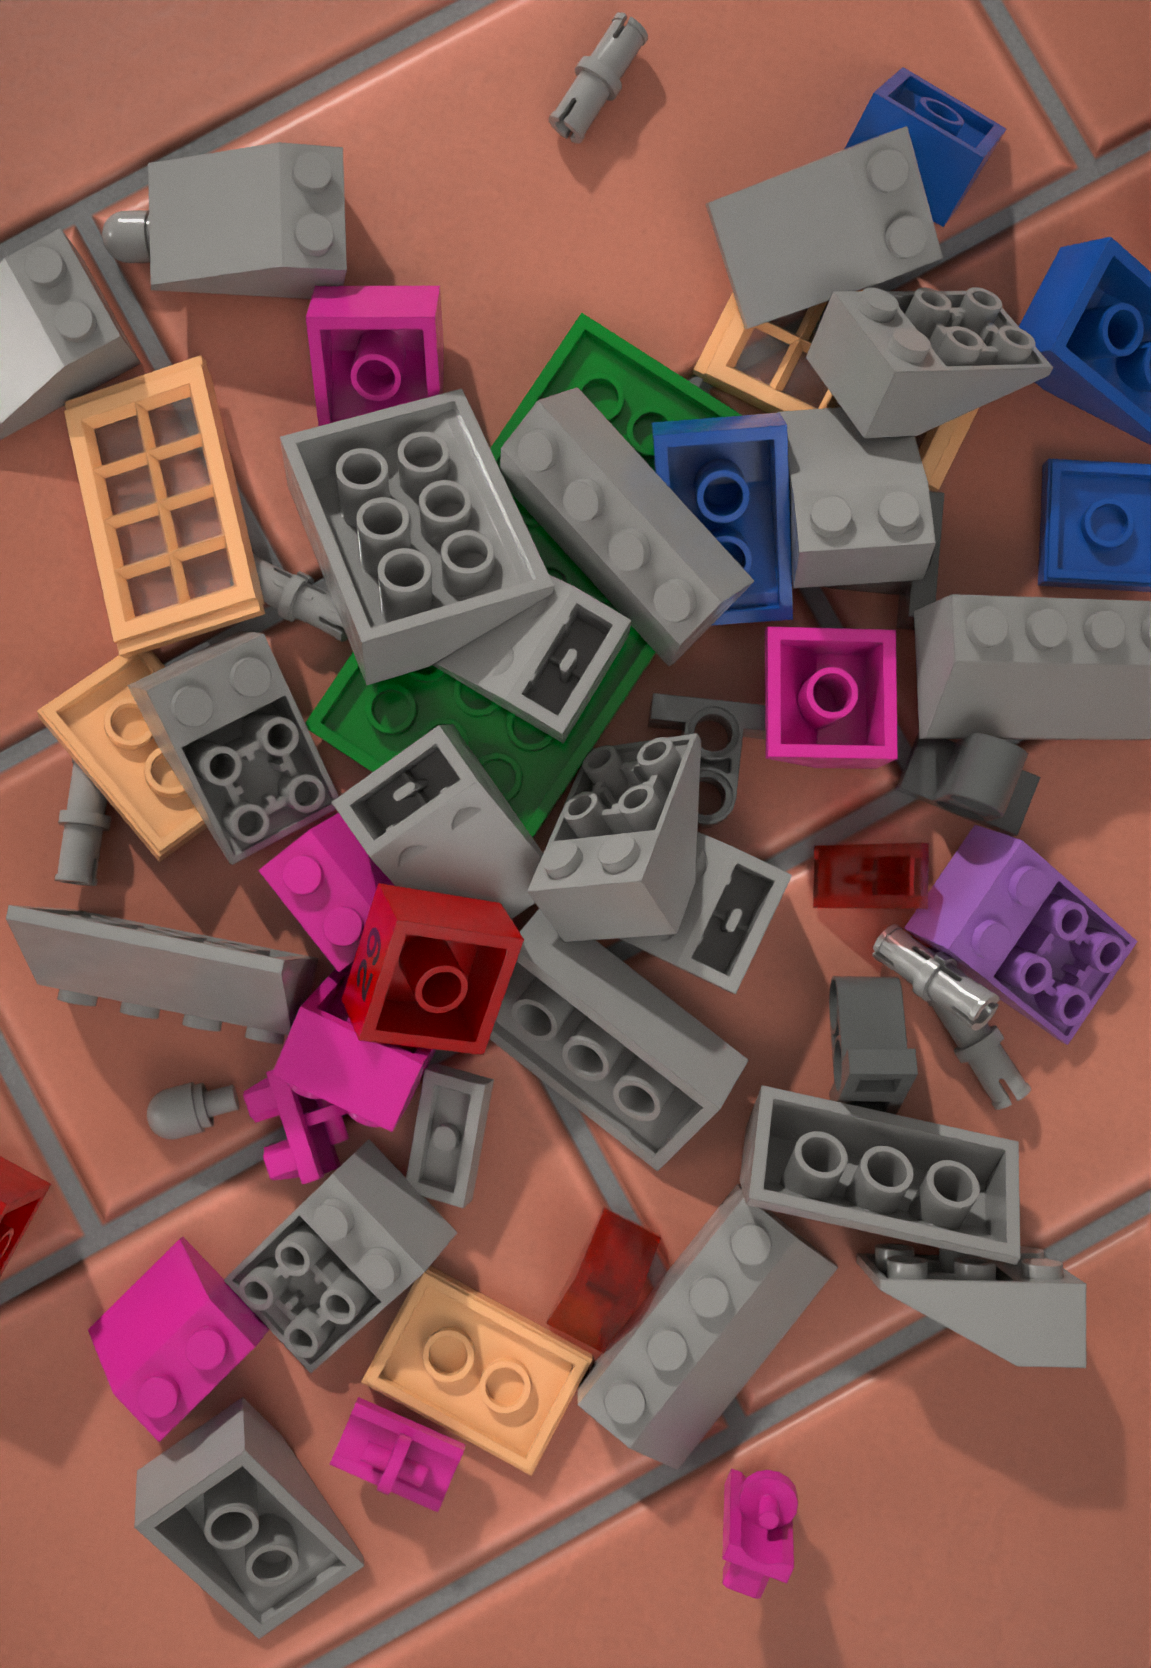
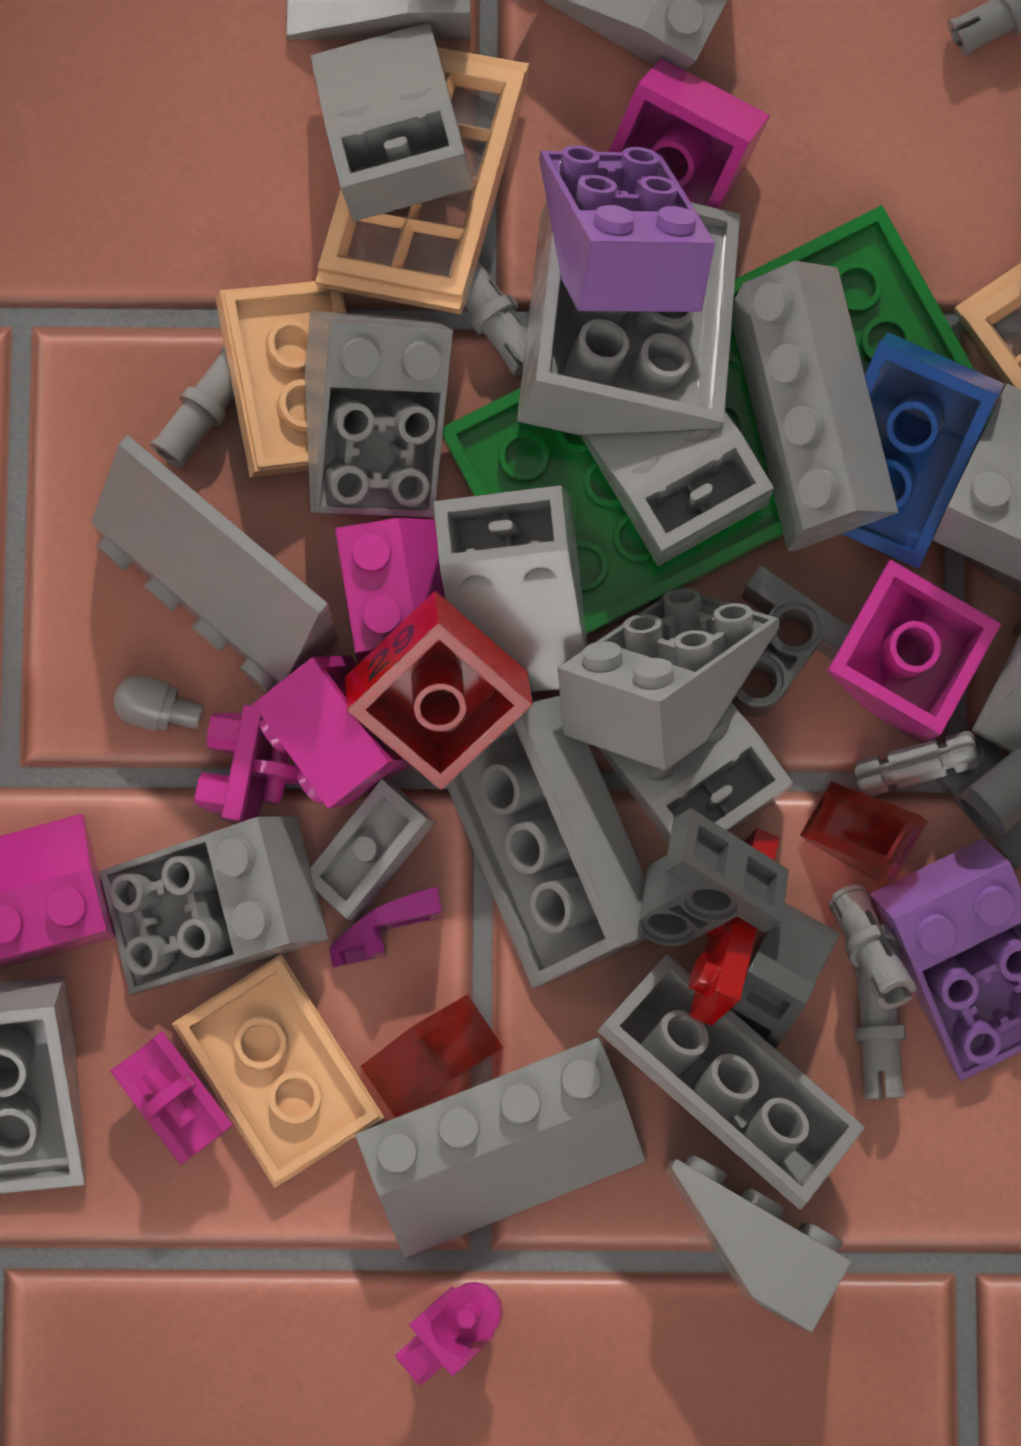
camera: 25 degrees right, 5 degrees down
(104, 476) = (391, 122): none -> light grey slope
(369, 459) = (625, 231): none -> medium lavender slope
(490, 1209) = (364, 938): none -> magenta slope
(769, 1010) = (707, 883): none -> dark grey tile
(808, 1032) = (723, 966): none -> red plate
(884, 791) = (918, 763): none -> light grey axle

